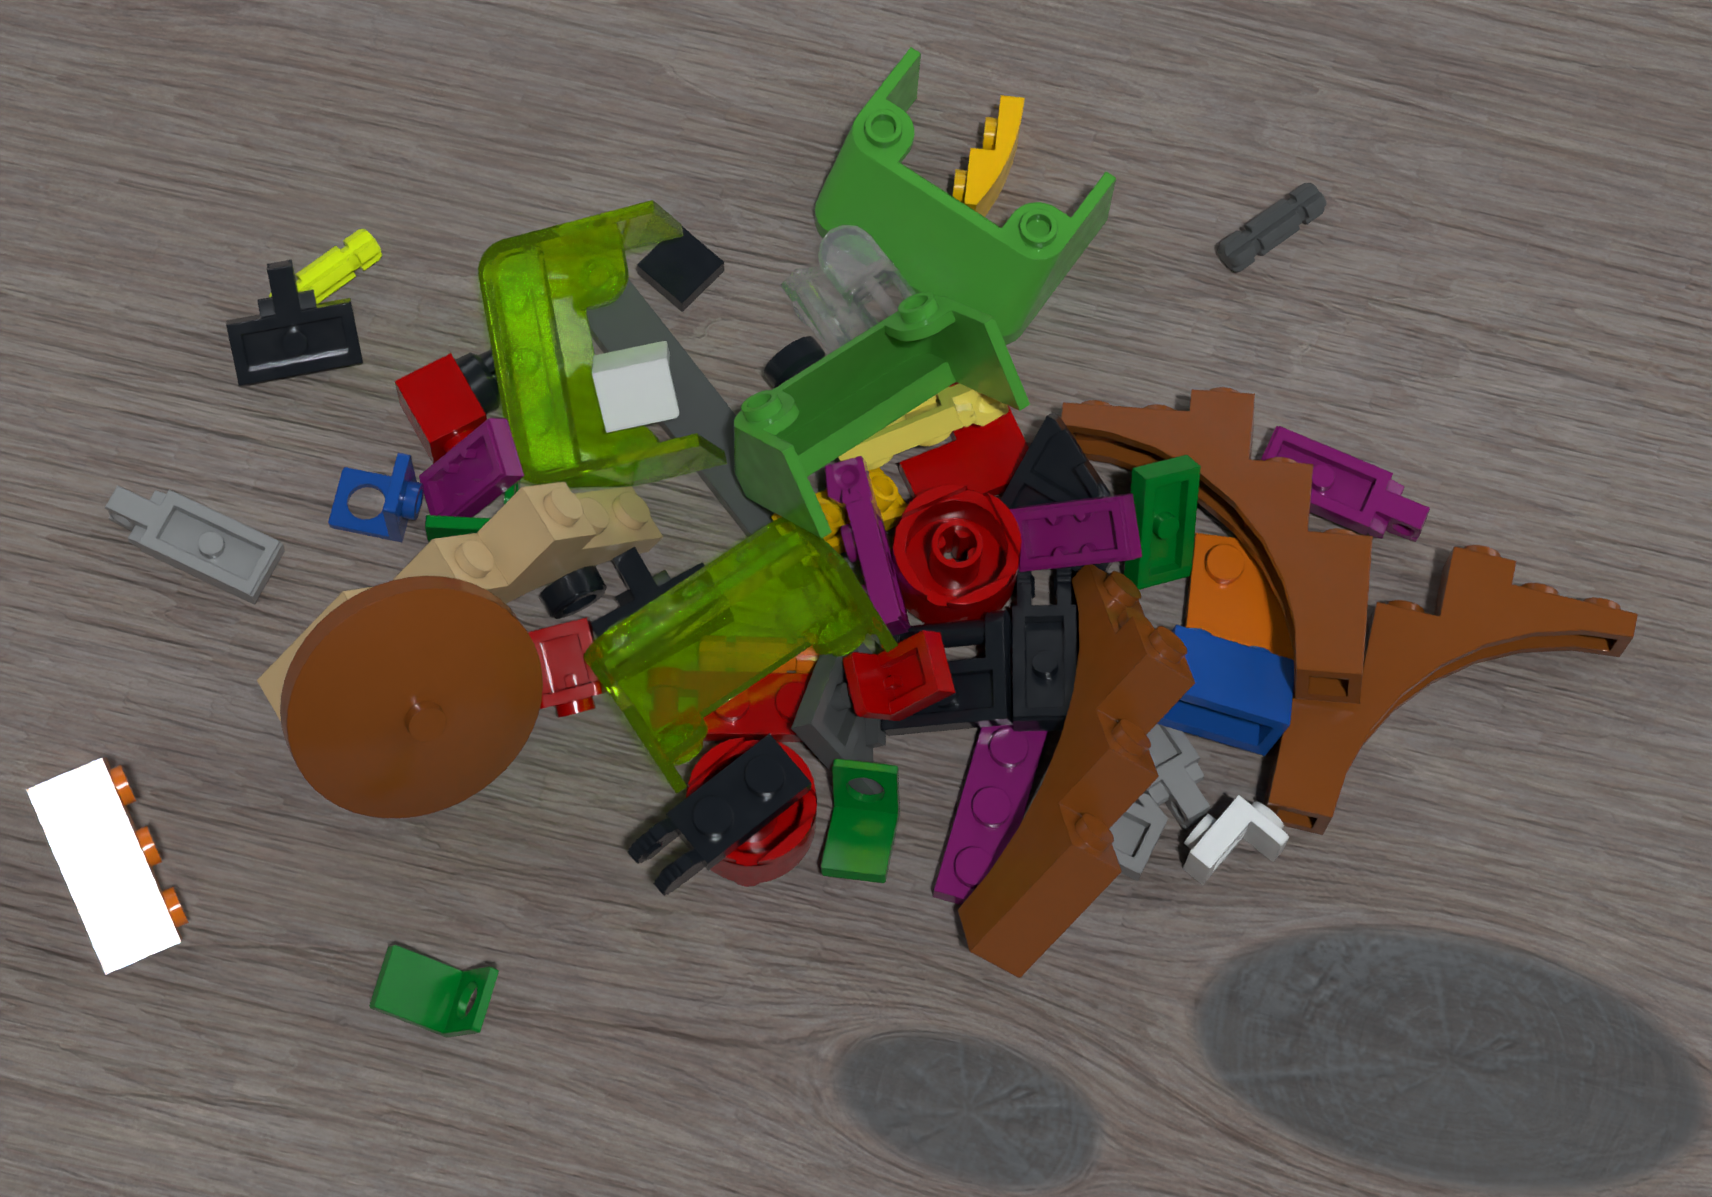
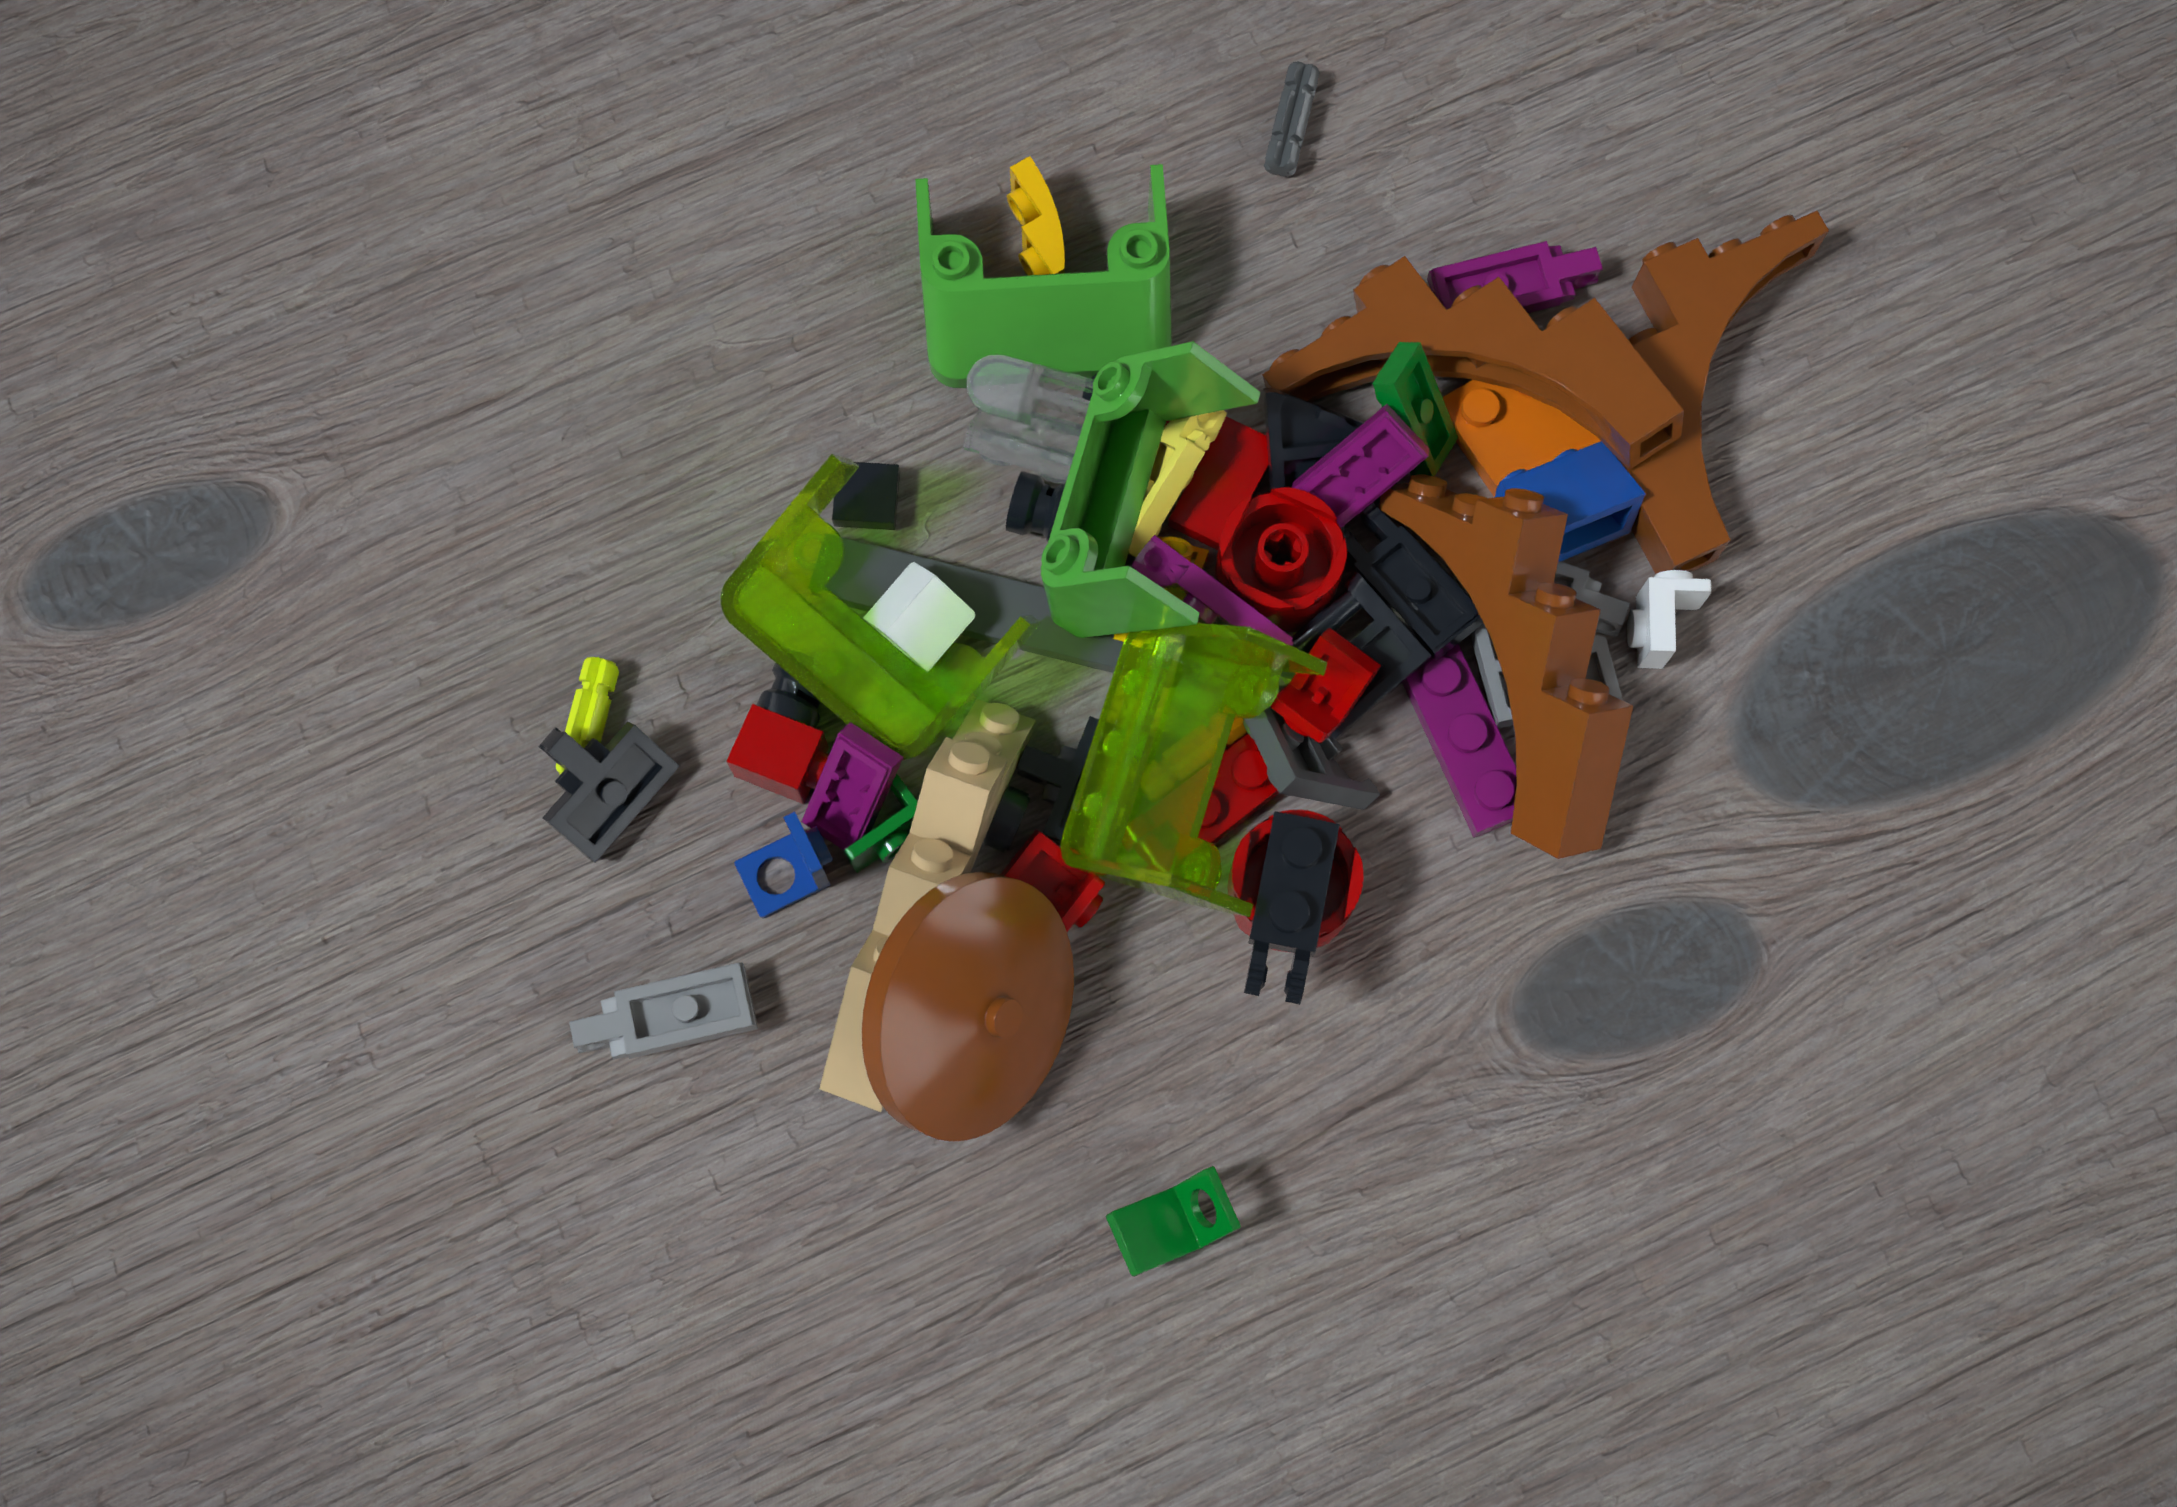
camera: 35 degrees left, 5 degrees up
(108, 863) = (825, 1331): wedge -> none
(862, 824) = (1383, 825): green bracket -> none

